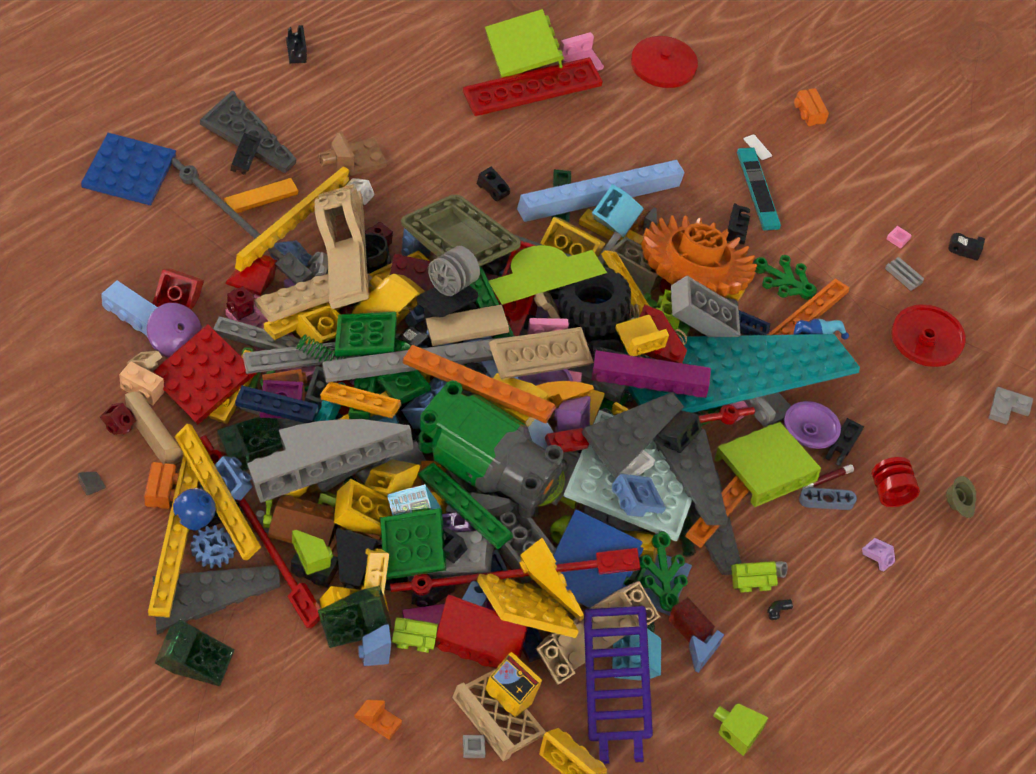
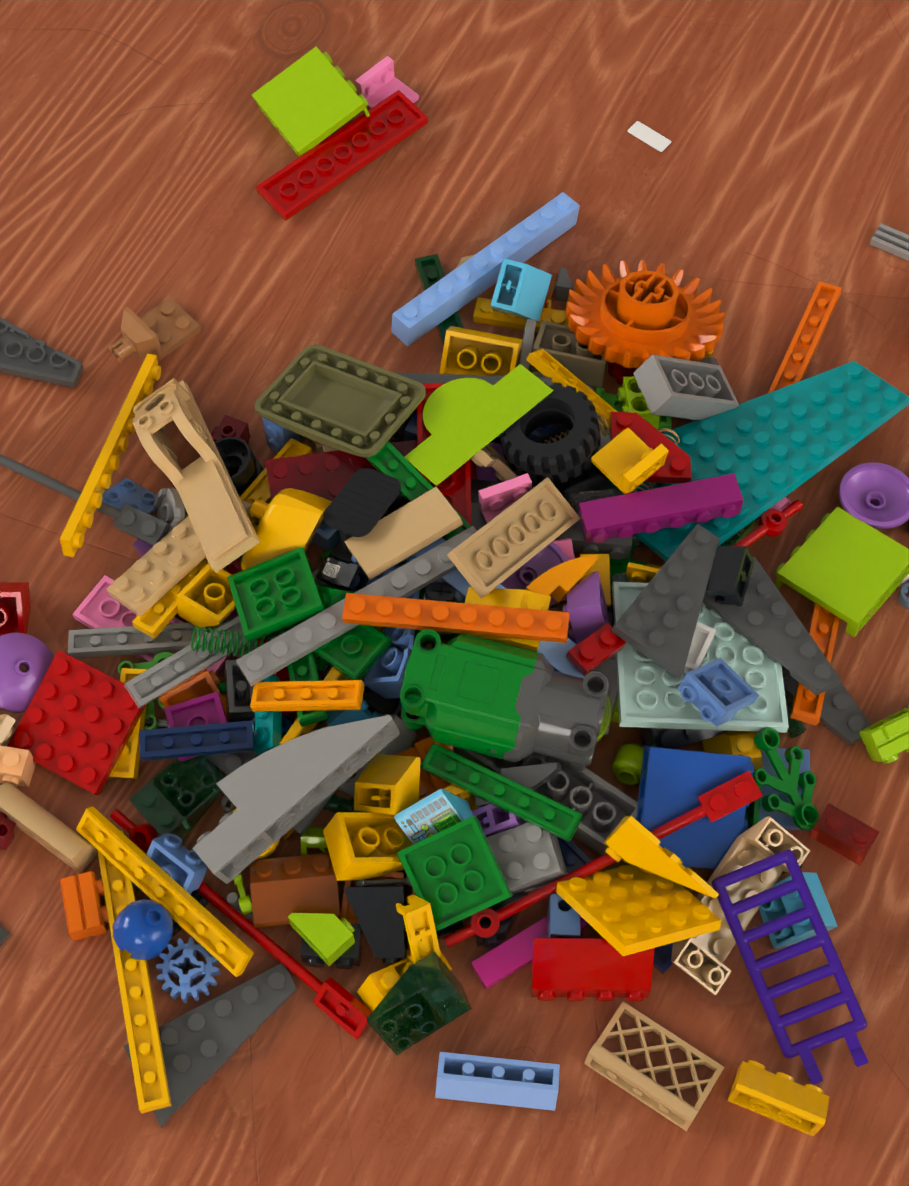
camera: 10 degrees left, 10 degrees up
(194, 654) = (224, 1142): clear green slope -> none
(240, 303) = (89, 600): dark red brick -> none
(245, 153) = (13, 381): black hinge -> none
(256, 277) = (95, 556): red slope -> none
(262, 195) = (57, 431): light orange tile -> none
(296, 46) = (22, 204): black hinge -> none
(365, 188) = (181, 371): white bracket -> none
(376, 647) = (460, 1034): medium blue slope -> none
(378, 718) = (501, 1136): orange slope -> none
(389, 681) = (497, 1081): none -> light blue brick
(414, 633) = (502, 994): lime brick -> none
(454, 270) = (358, 464): light grey wheel -> none
(454, 545) = (510, 858): black panel -> none
(474, 746) = (641, 1125): light grey tile -> none
(493, 184) = (347, 307): black leg -> none
(513, 685) = (662, 1024): slope -> none
(664, 61) = (489, 62): red dish -> none
(702, 651) = (874, 870): medium blue slope -> none
(738, 223) = (670, 249): black hinge -> none
(745, 318) = (750, 390): dark blue slope -> none
(758, 189) = (674, 193): tile -> none
(769, 408) = (817, 493): light grey bracket -> none
(802, 288) = (760, 302): green plant -> none
(811, 107) = (693, 60): orange brick -> none
(820, 326) = (830, 357): piece -> none
(899, 237) = (869, 195): bright pink tile -> none

